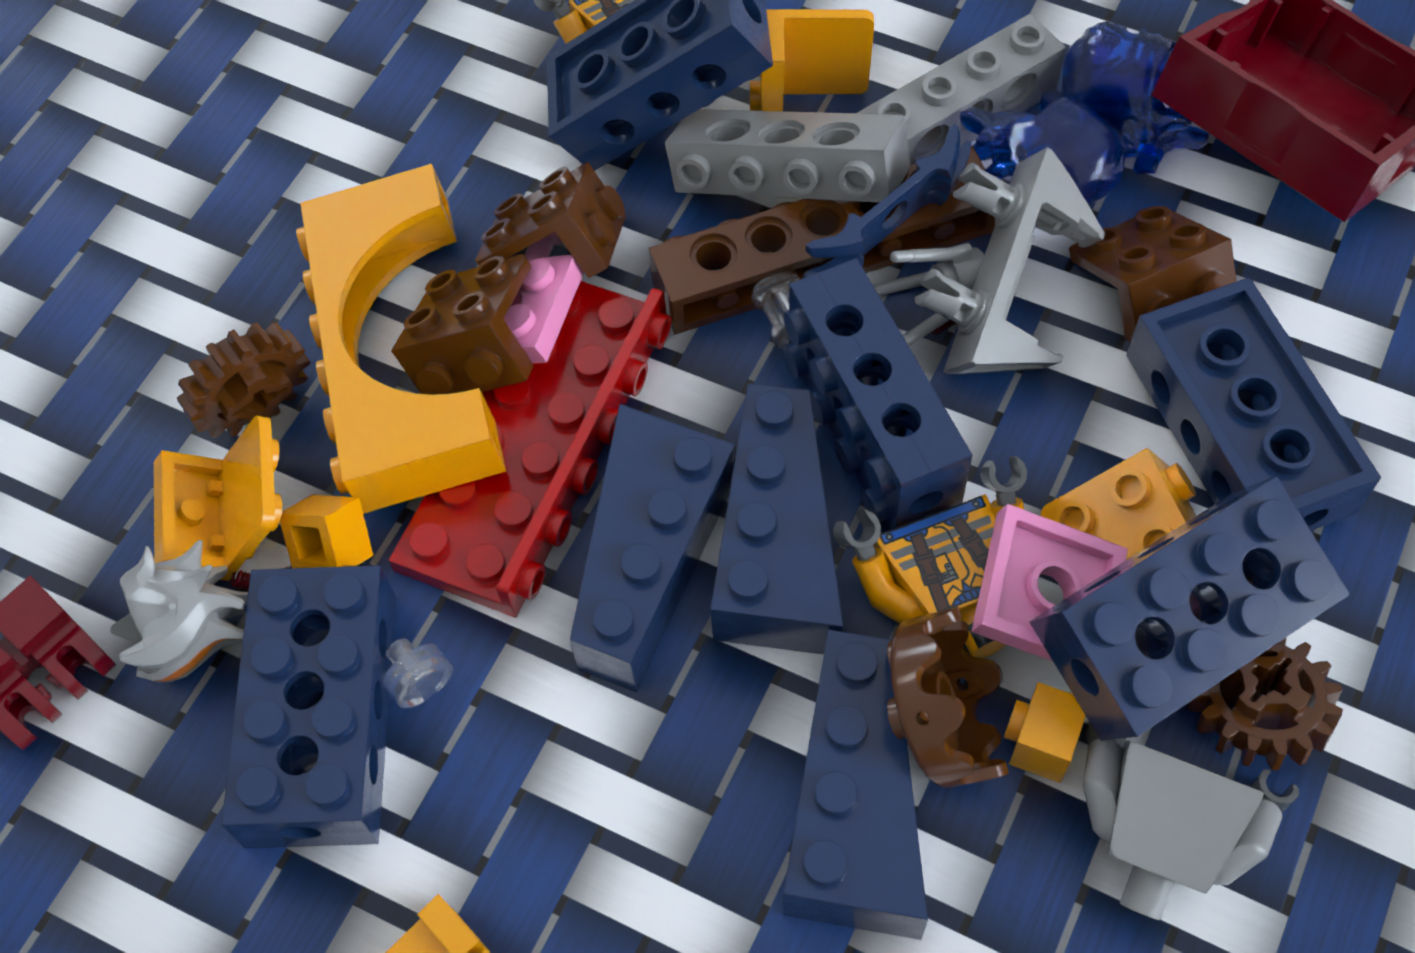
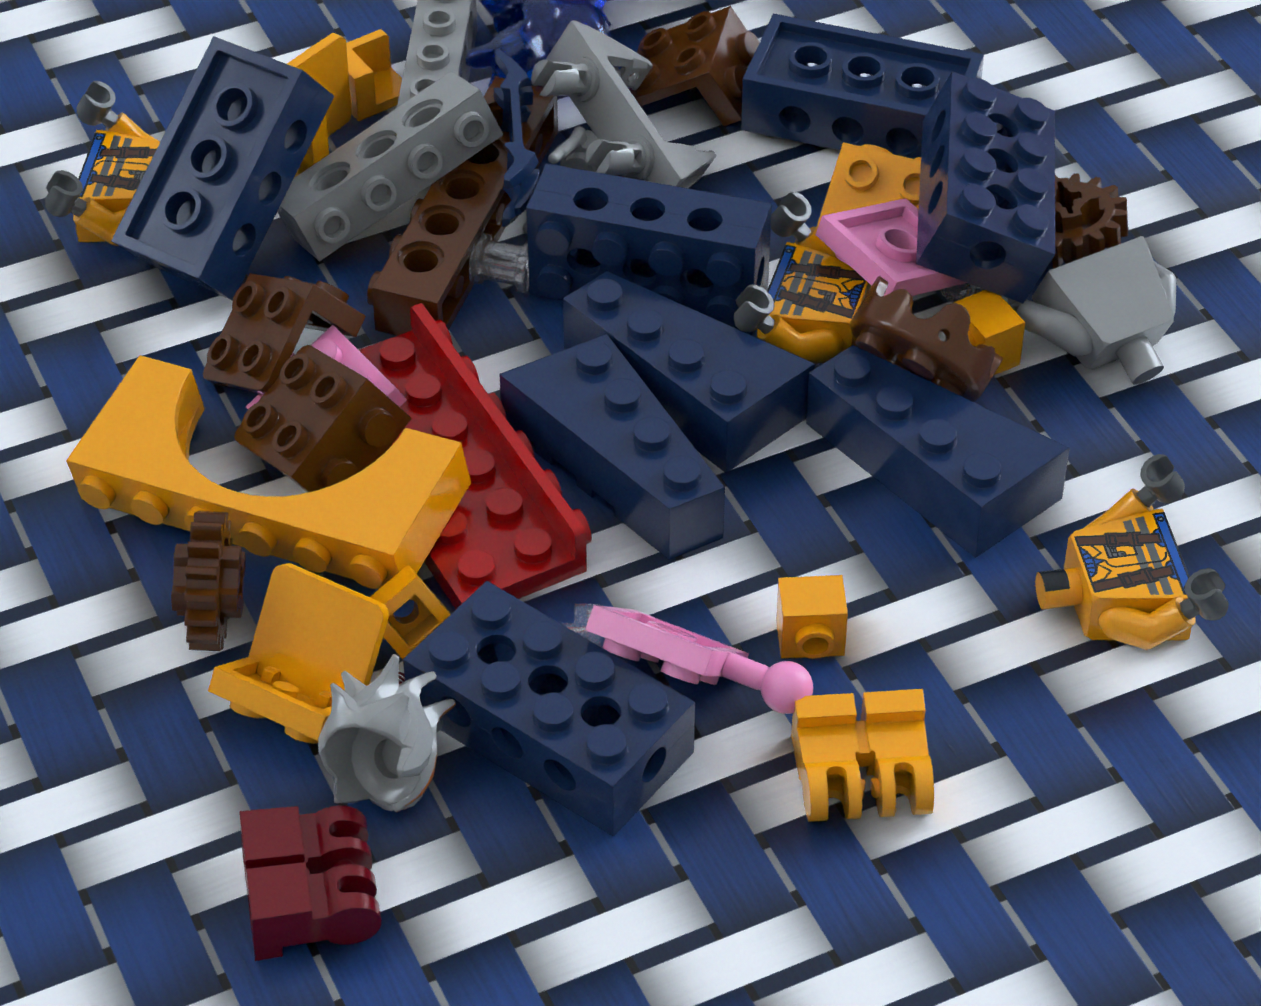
camera: 55 degrees left, 15 degrees down
(416, 781) = (696, 657): none -> bright pink plate
(570, 835) = (811, 616): none -> light orange plate
(904, 56) = (371, 78): none -> light orange panel

